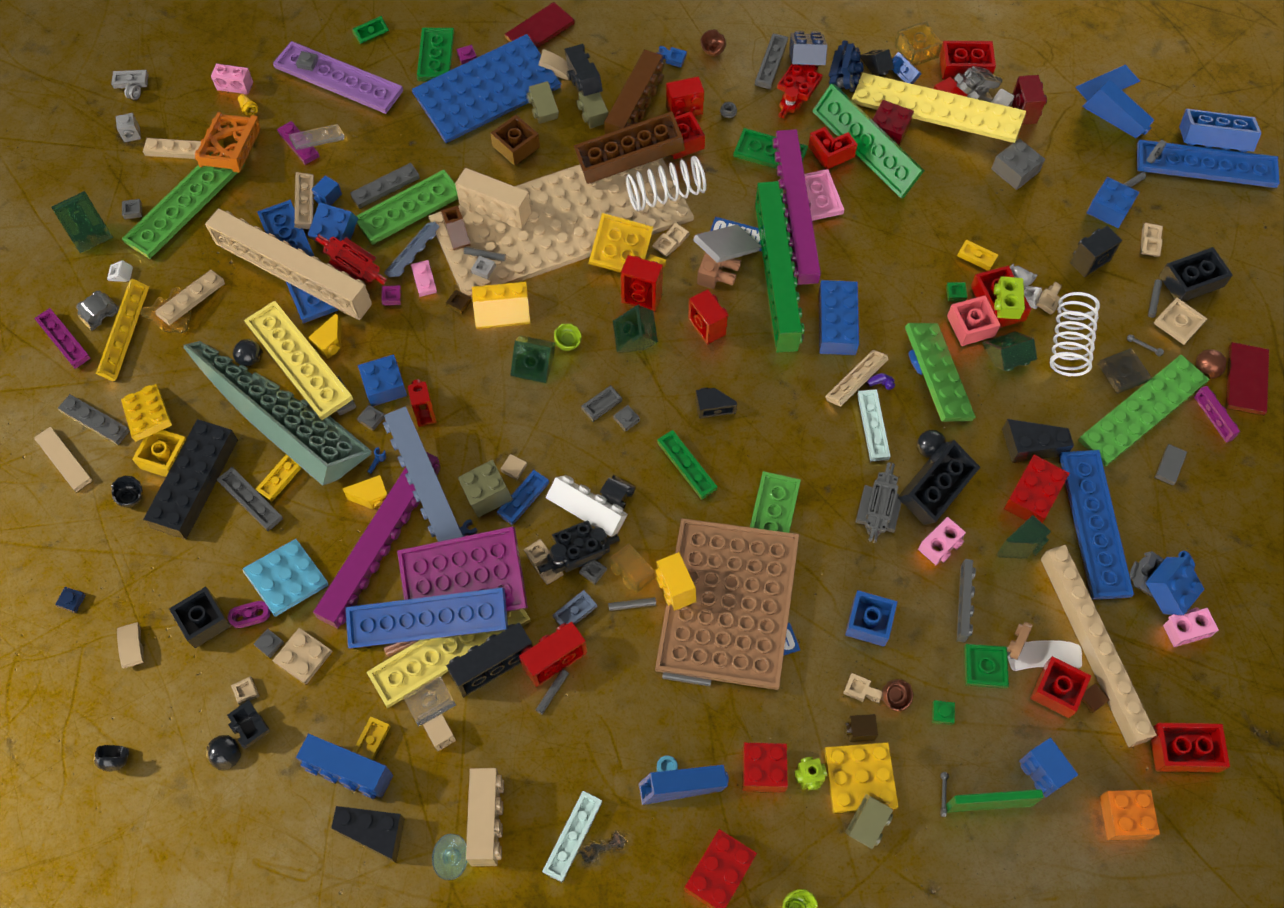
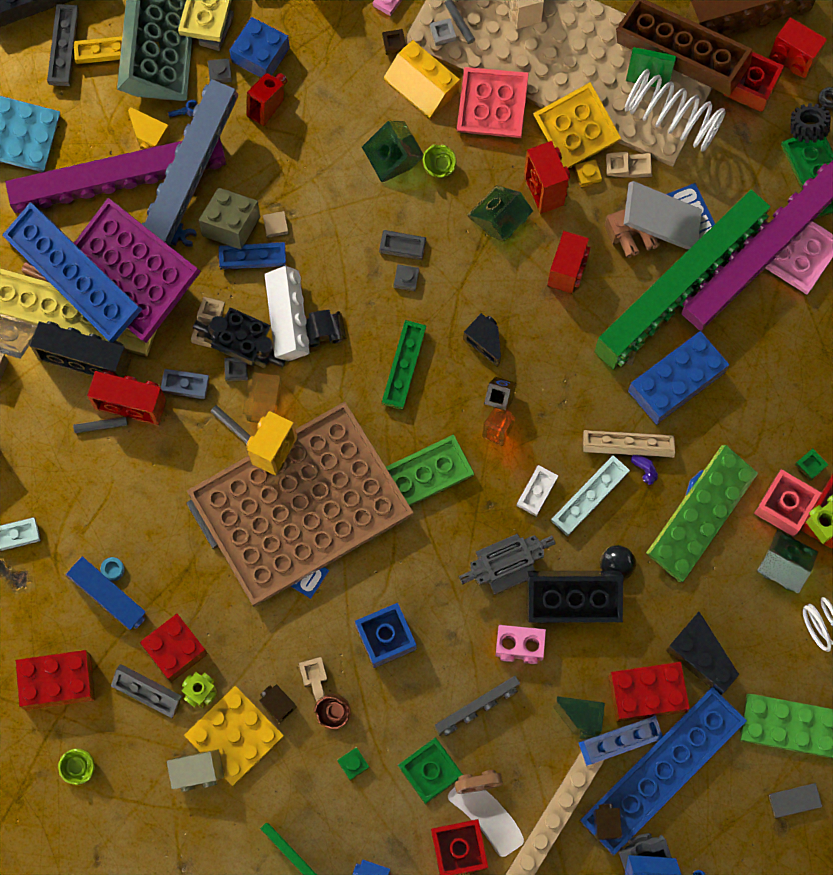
camera: 50 degrees right, 10 degrees up
(557, 278) = (492, 102): none -> coral plate
(619, 172) = (656, 62): none -> green tile
(739, 122) = (810, 131): none -> black tyre
(760, 421) = (500, 393): none -> dark brown brick
(780, 812) = (146, 691): none -> dark grey plate
(782, 440) = (498, 426): none -> clear orange slope
(844, 452) = (537, 490): none -> white plate
(944, 775) = (293, 807): dark grey hinge -> none
(1061, 529) = (620, 740): none -> blue plate
(1112, 579) = (607, 822): none -> dark brown brick

